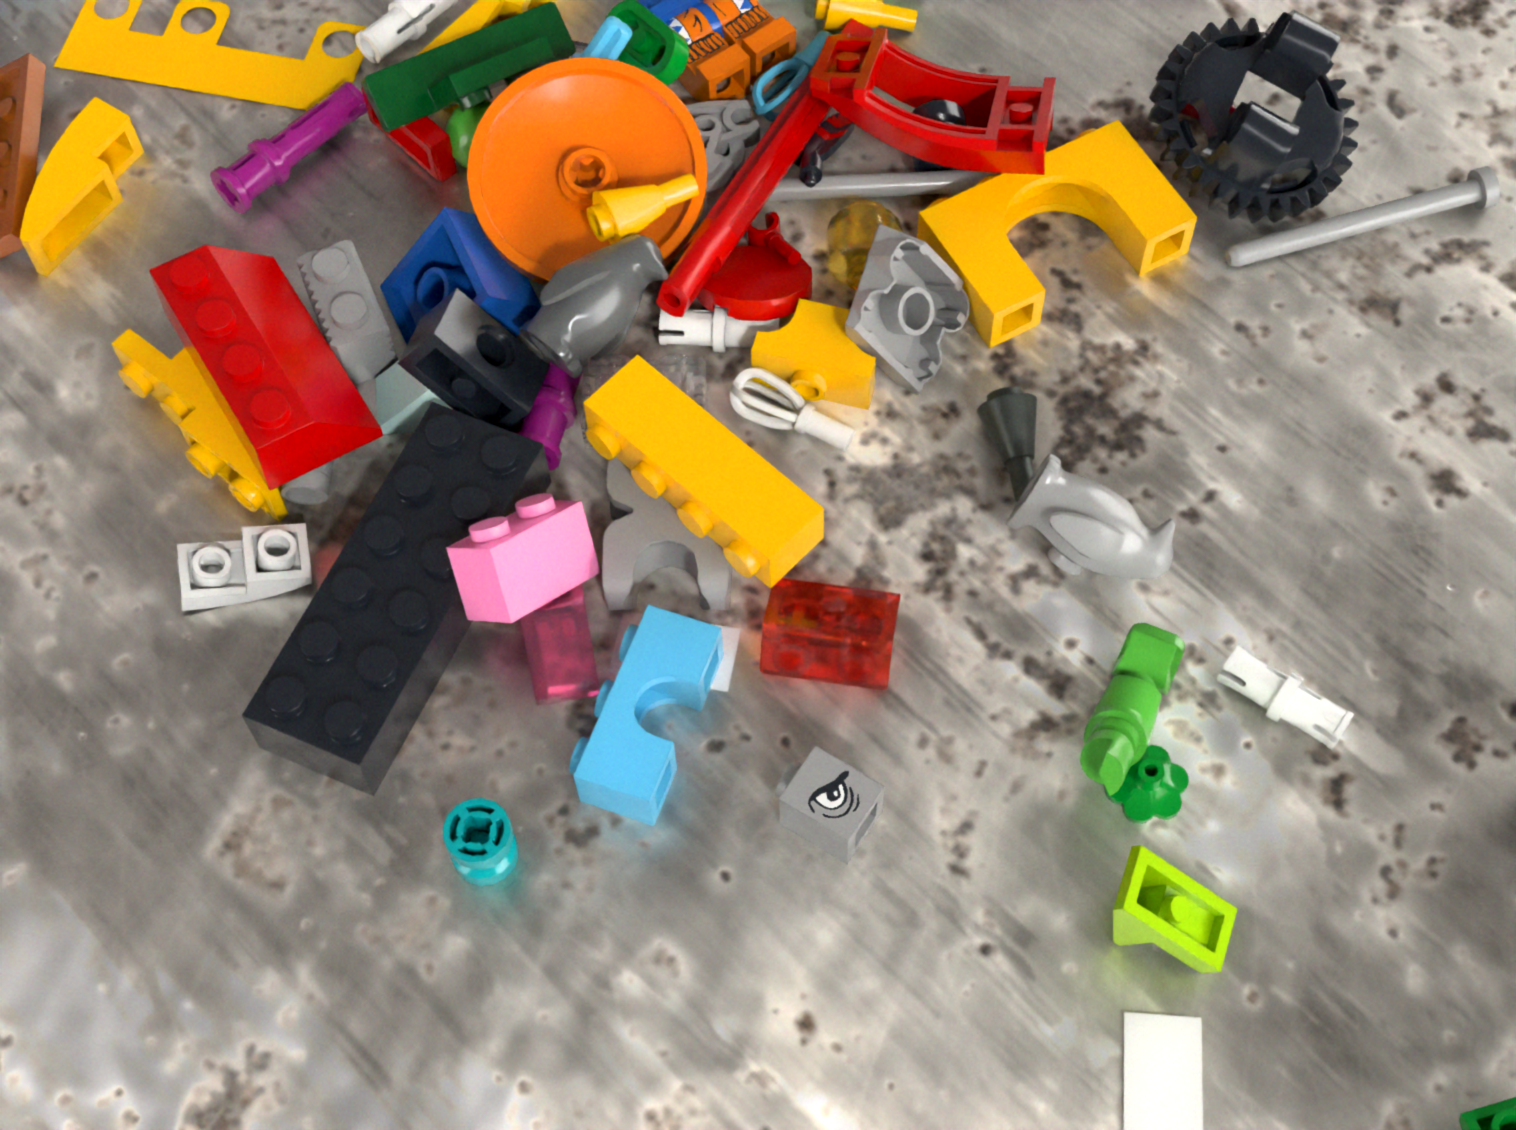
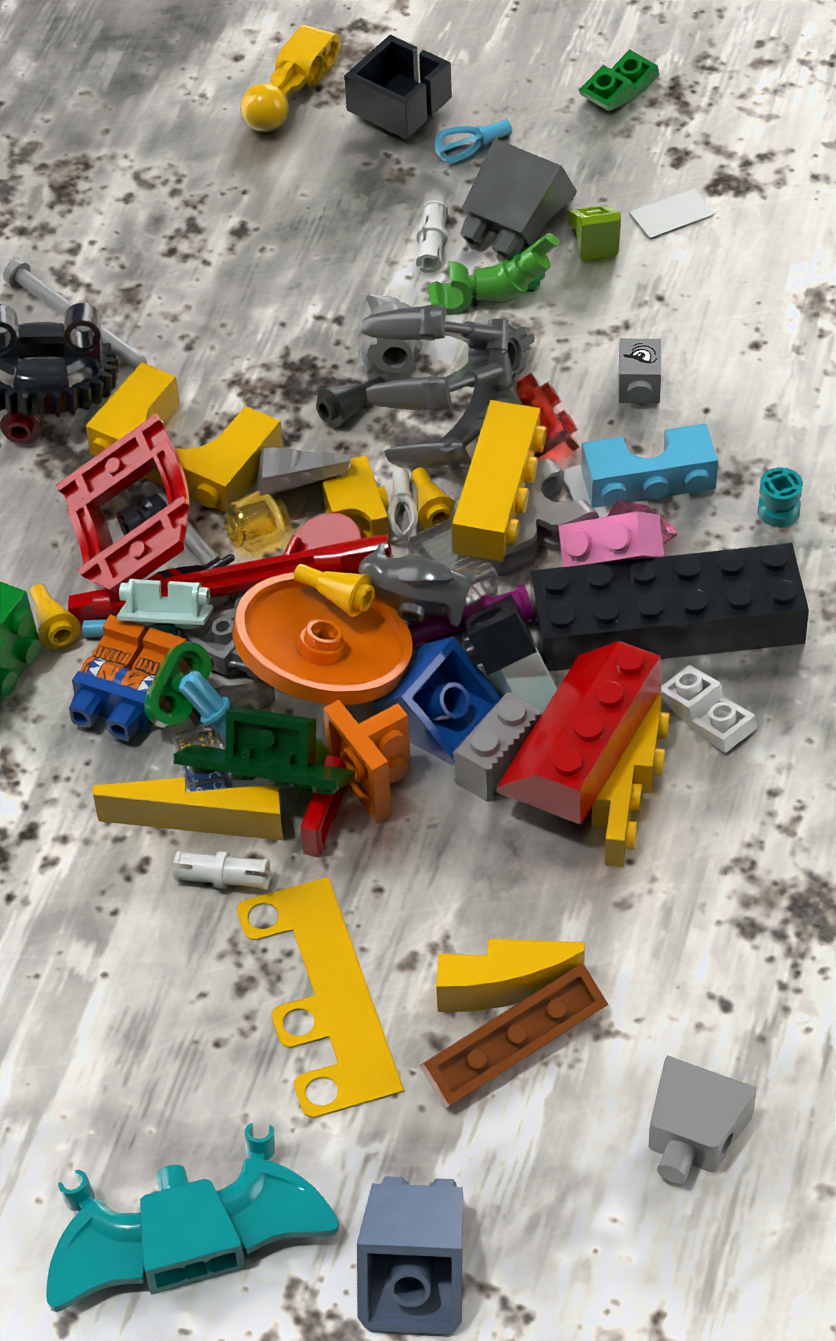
camera: 120 degrees left, 10 degrees down
(271, 159) = (403, 872): magenta pin -> none
(412, 161) = (374, 749): none -> orange bracket
(764, 75) = (184, 606): none -> light aqua hinge
(779, 442) = (432, 502): none -> yellow cone
(916, 550) = (493, 363): none -> dark grey piece
(1290, 835) = (514, 198): none -> dark grey hips
(1487, 889) = (481, 135): none -> medium azure piece

